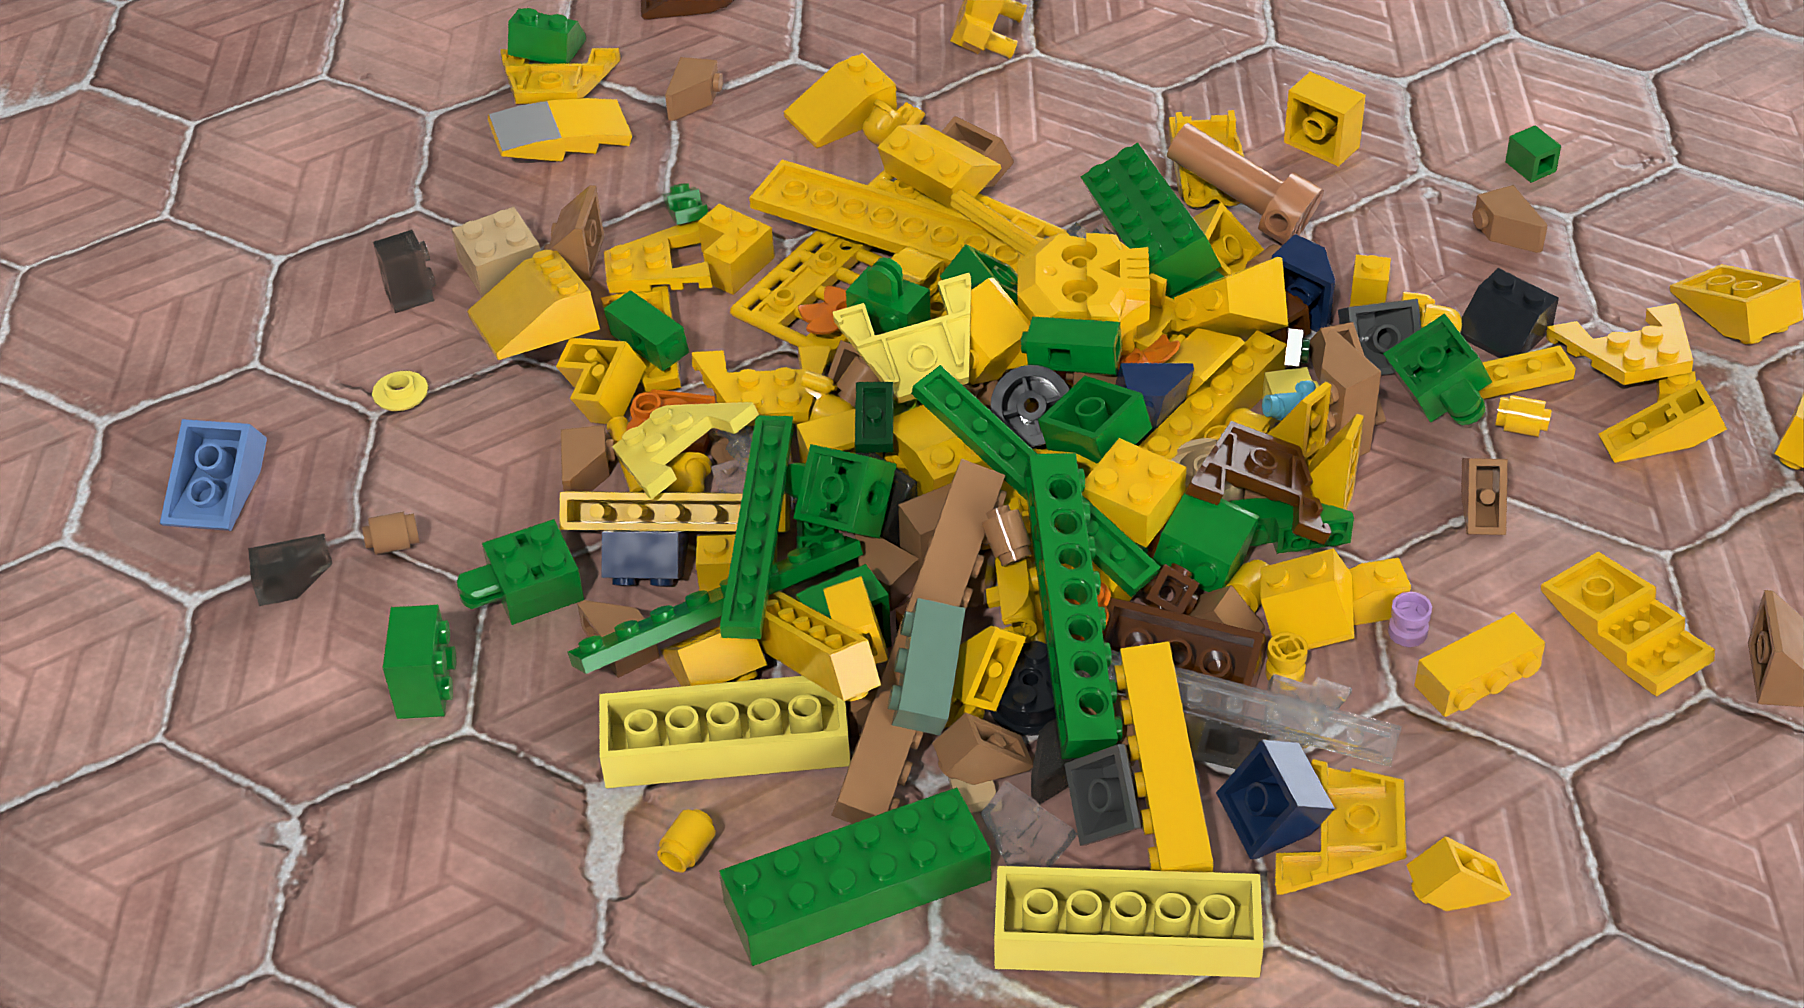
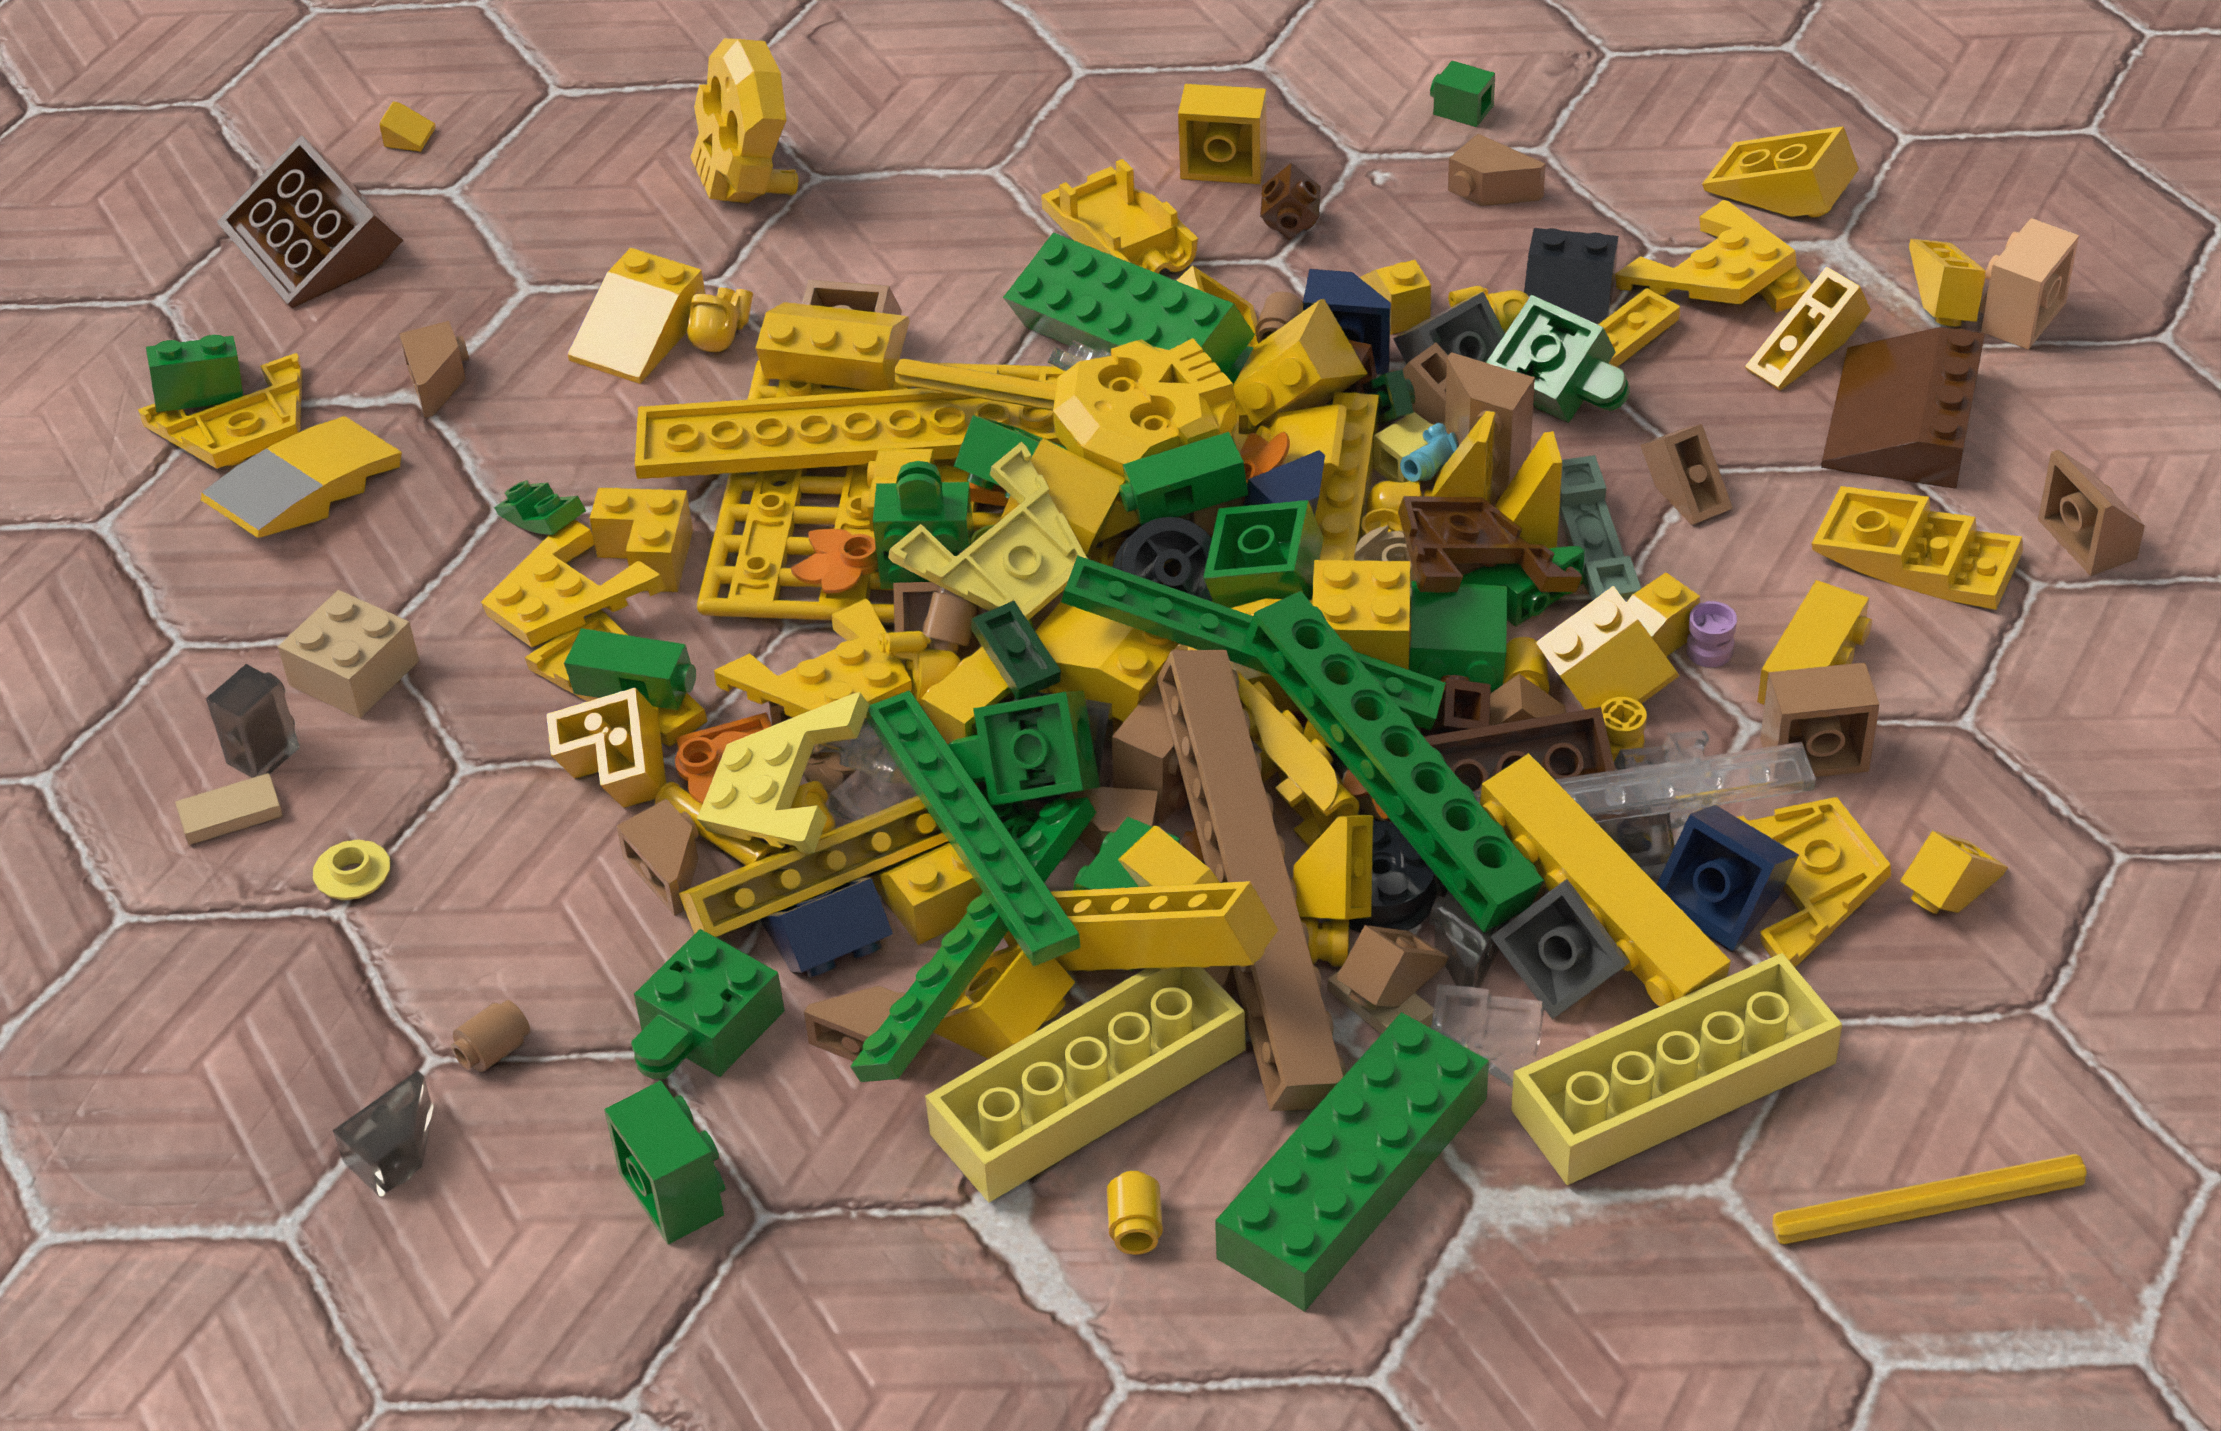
camera: 30 degrees left, 0 degrees up
(212, 474) = (195, 1069): medium blue slope -> none
(361, 321) = (228, 809): none -> tan tile
(534, 307) = (465, 696): yellow slope -> none
(579, 233) = (438, 597): medium nougat slope -> none
(926, 666) = (1297, 892): sand green brick -> none
(1007, 535) = (1276, 714): medium nougat brick -> none
(1283, 204) = (1254, 244): nougat piece -> none
(1341, 184) = (1290, 202): none -> reddish brown brick
(1381, 505) = (1591, 527): none -> sand green slope
(1435, 716) = (1827, 711): none -> medium nougat brick
(1523, 415) = (1663, 376): yellow brick -> none
(1703, 515) = (1906, 406): none -> reddish brown slope

